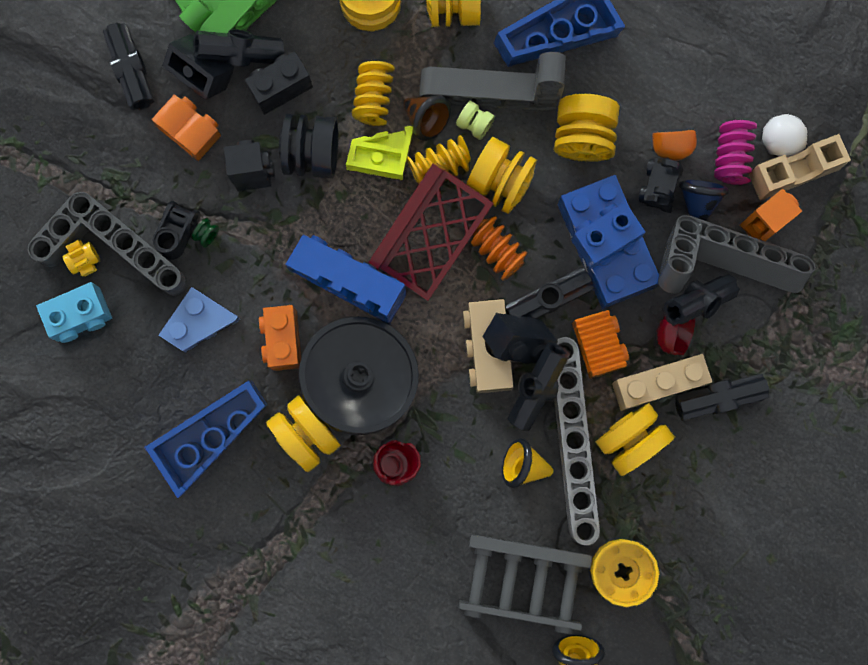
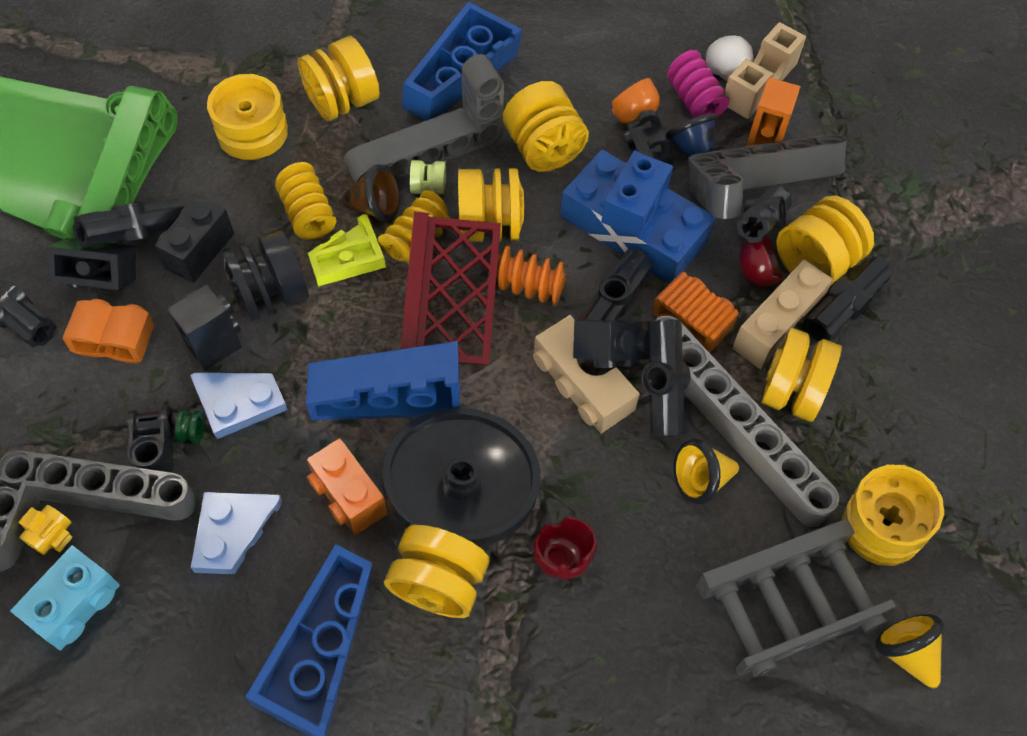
camera: 35 degrees left, 20 degrees down
(247, 228) = (237, 399): none -> wing
(732, 346) = (828, 236): none -> yellow wheel

